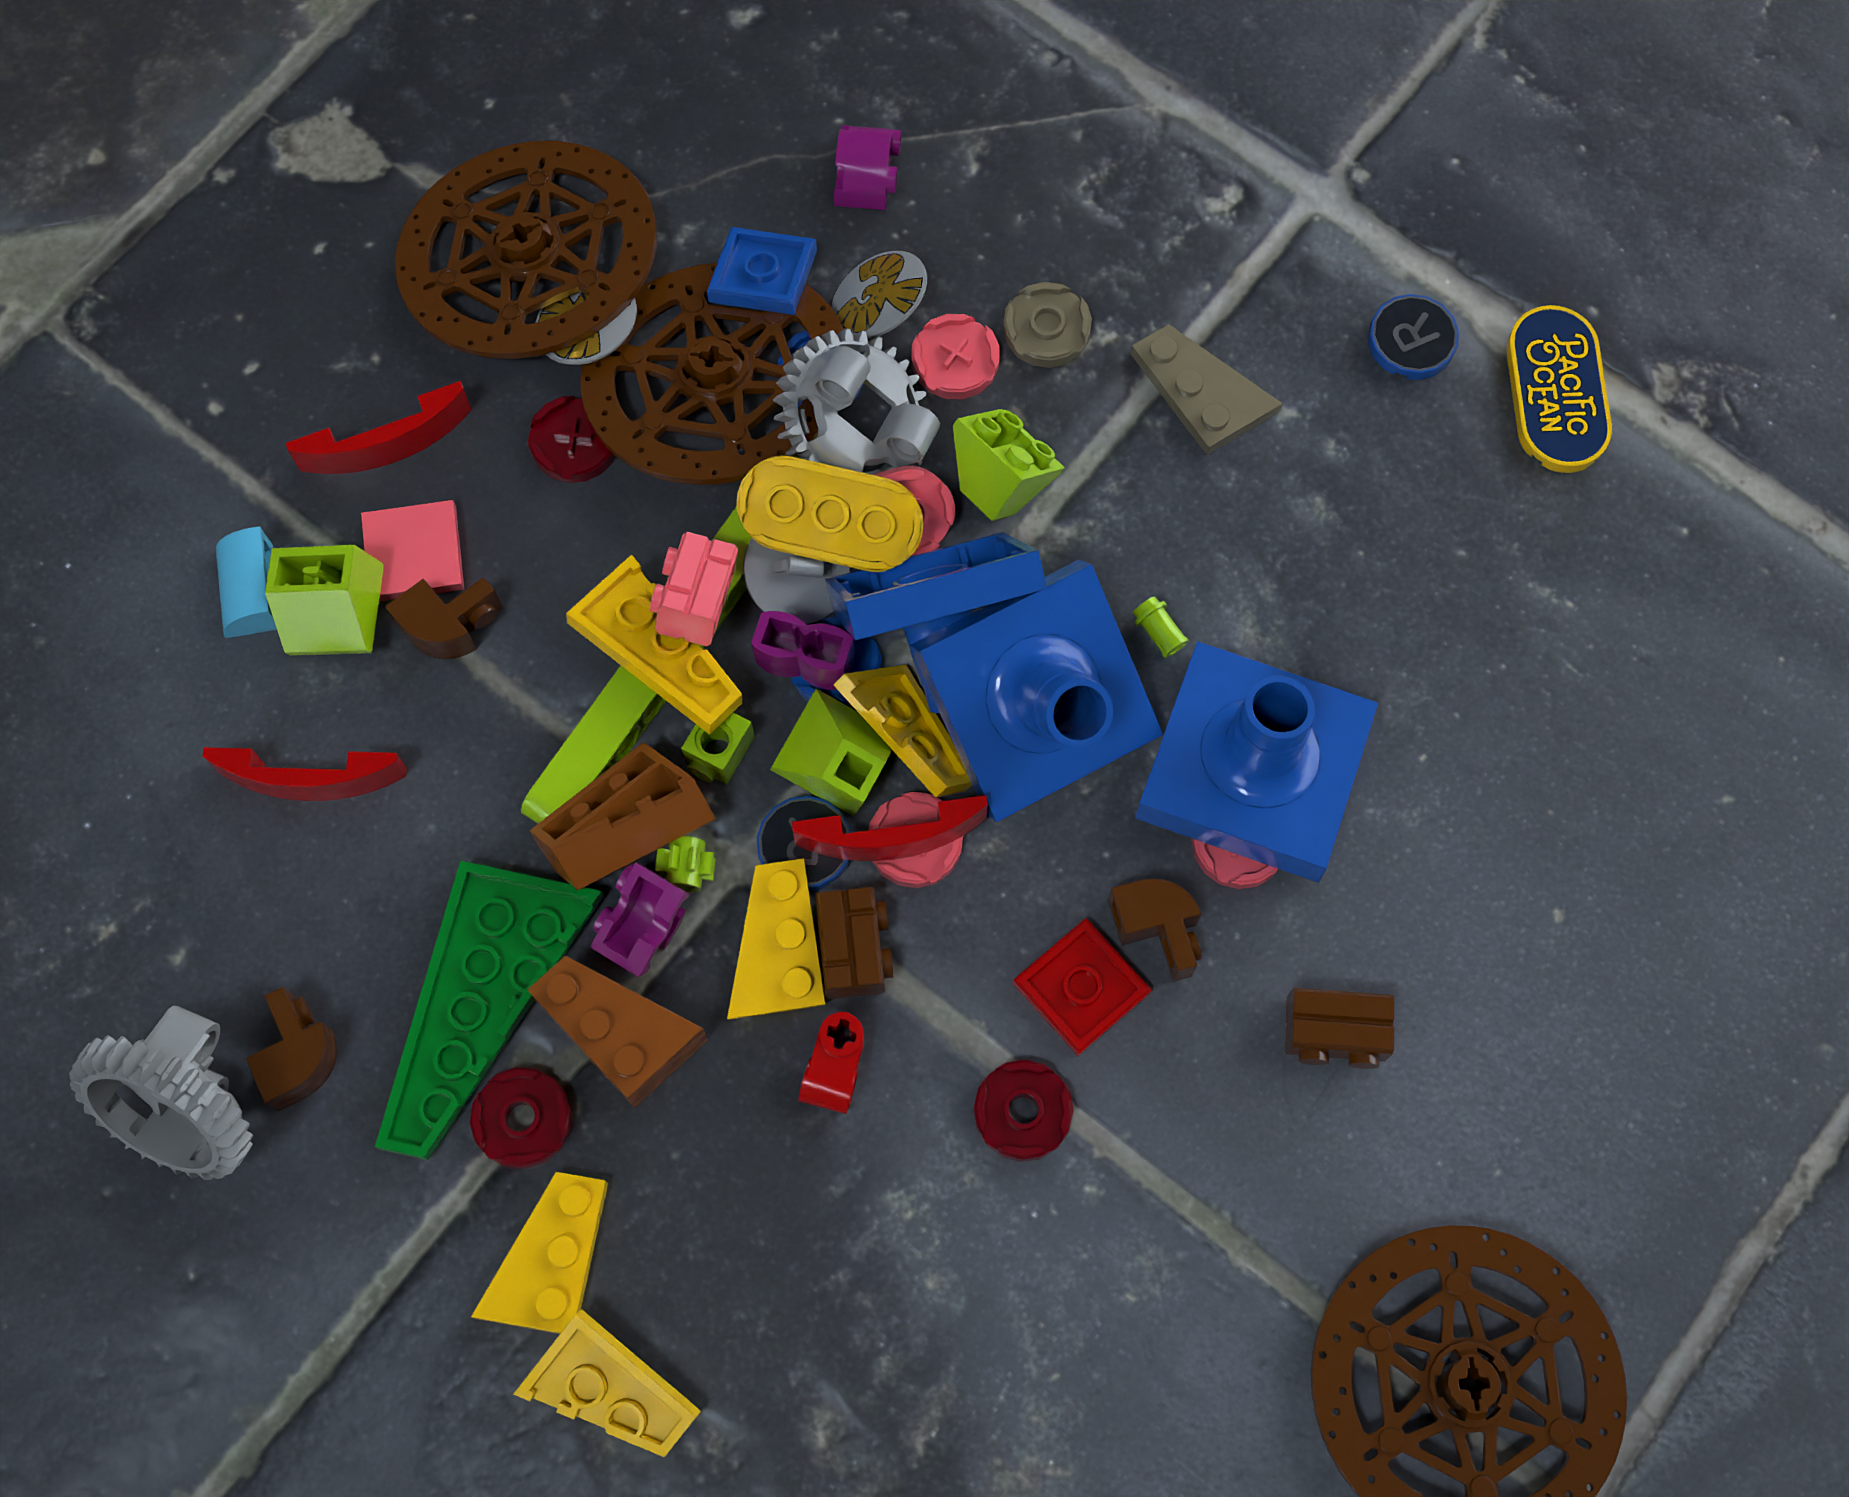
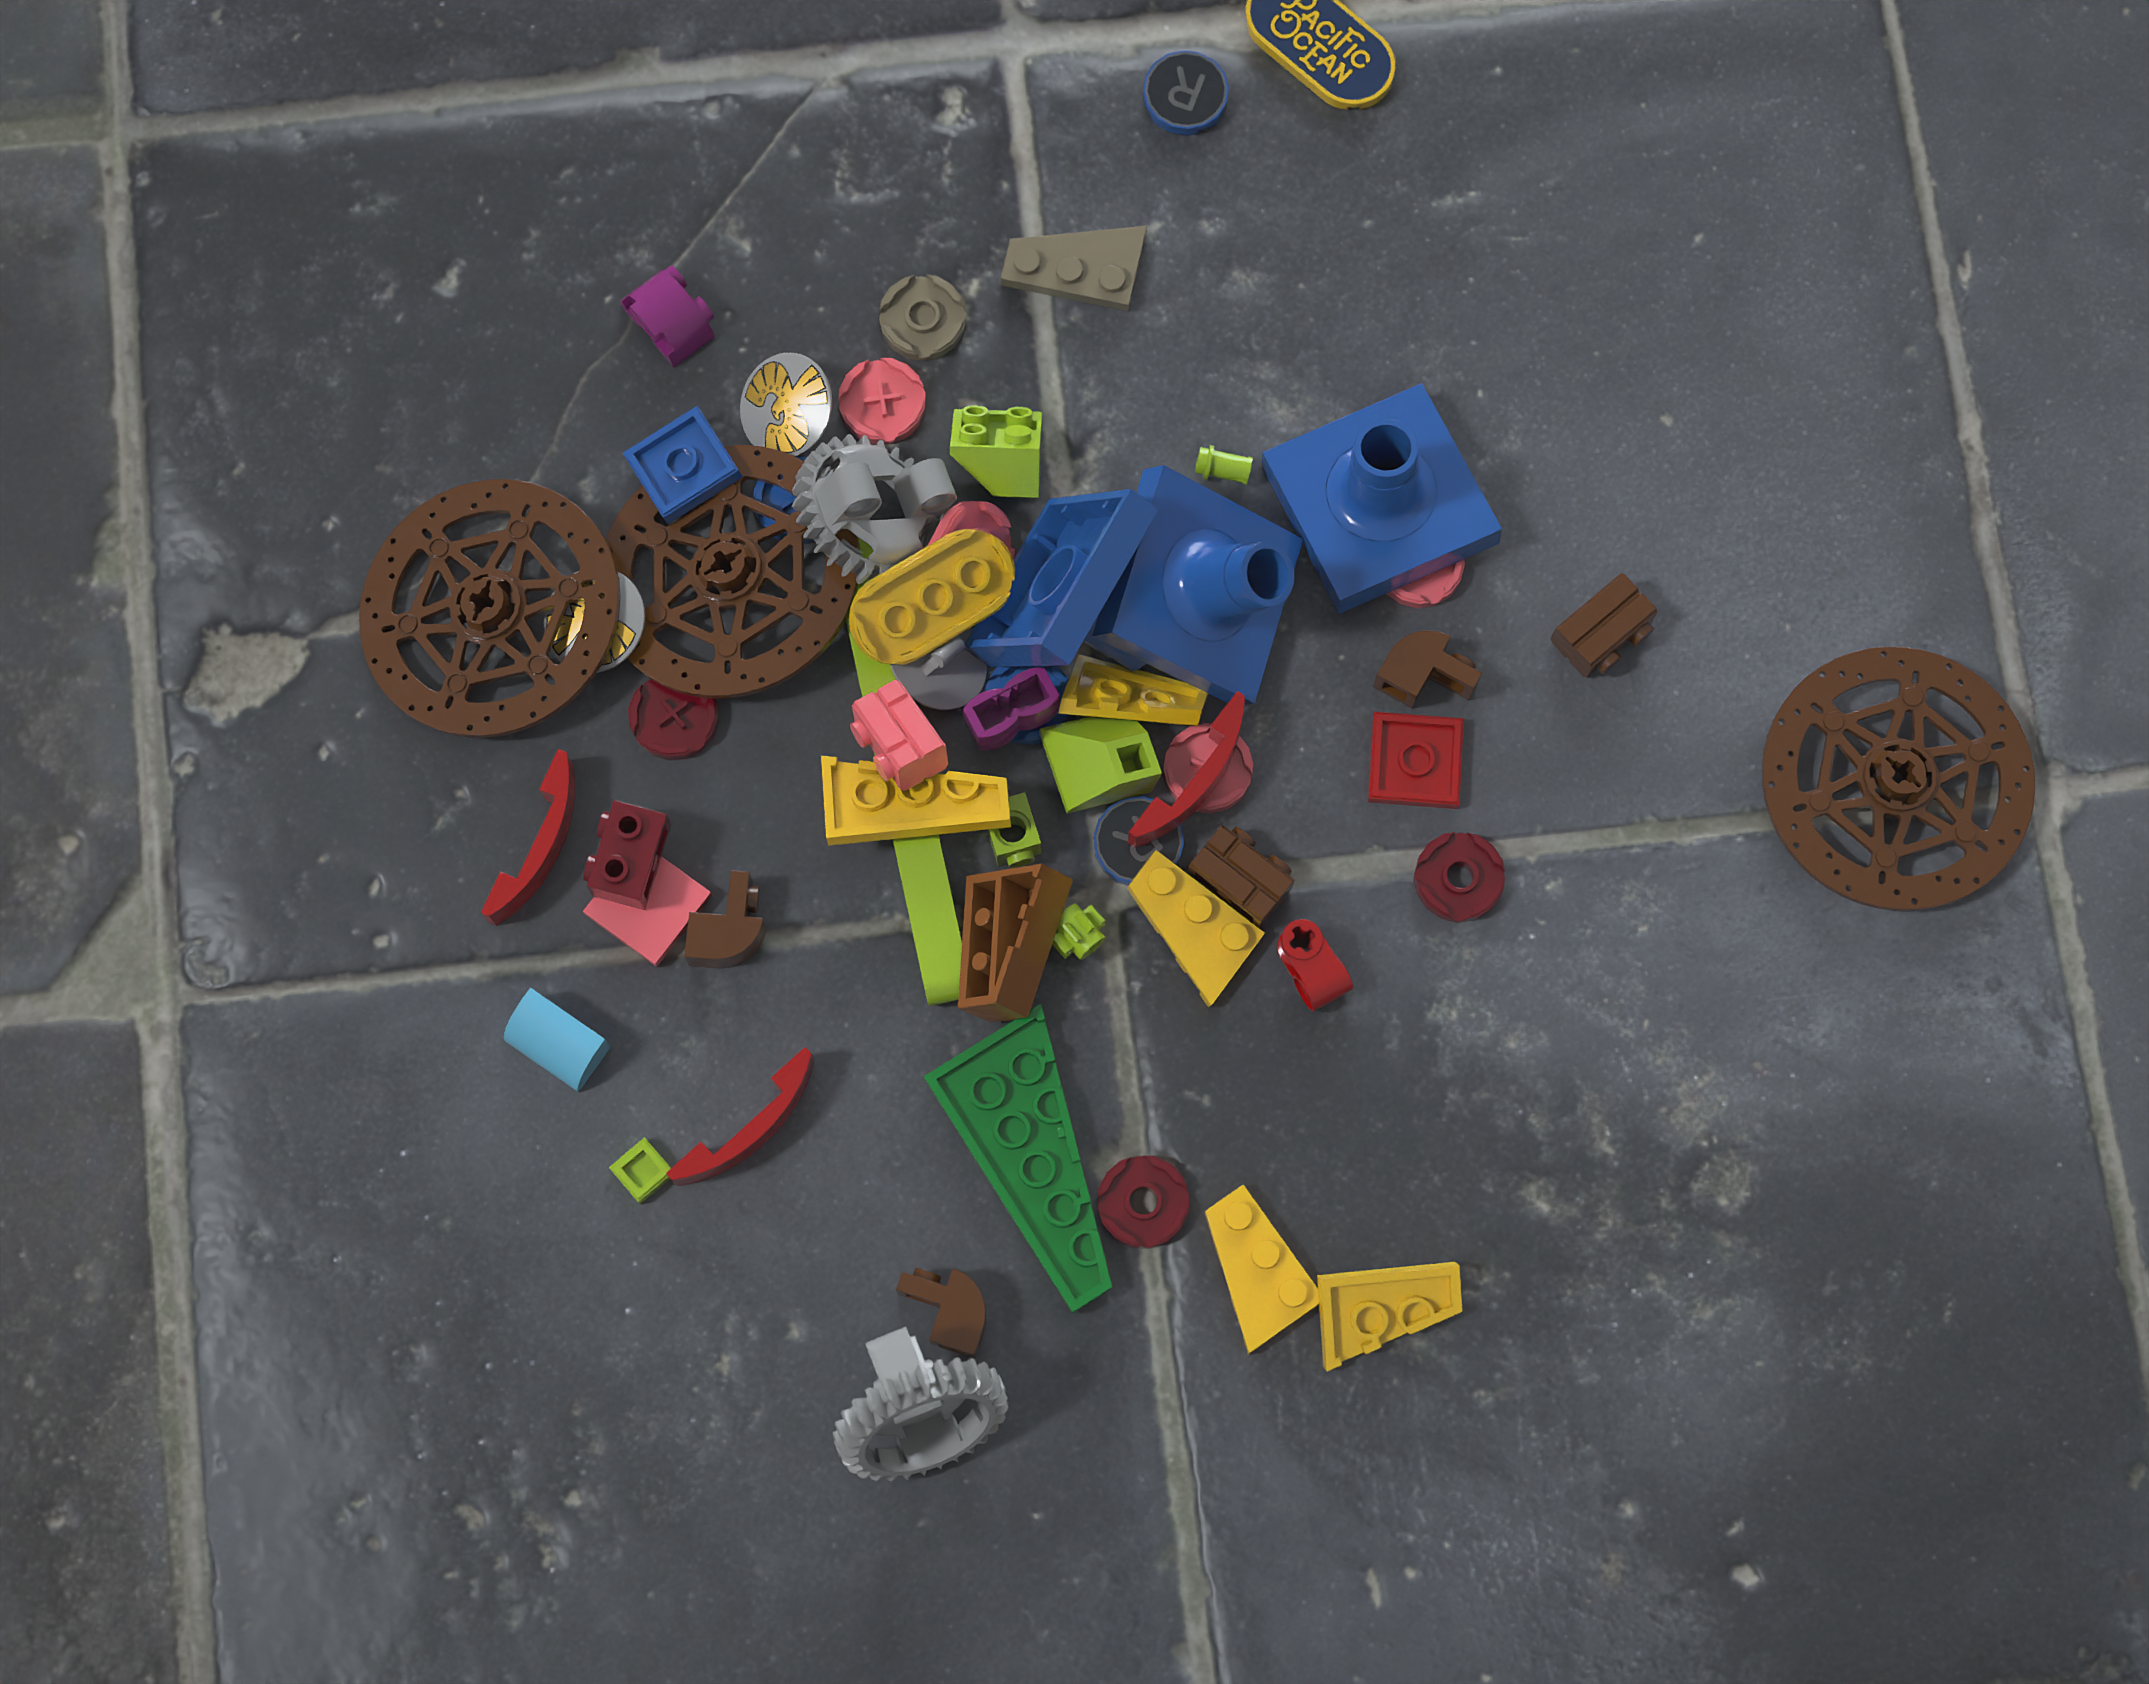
camera: 45 degrees left, 5 degrees up
(201, 730) = (641, 1170): none -> lime tile
(324, 598) = (634, 994): lime slope -> none
(427, 499) = (627, 854): none -> dark red brick
(617, 1029) = (1147, 1082): dark orange wedge -> none
(641, 921) = (1087, 995): magenta cylinder -> none

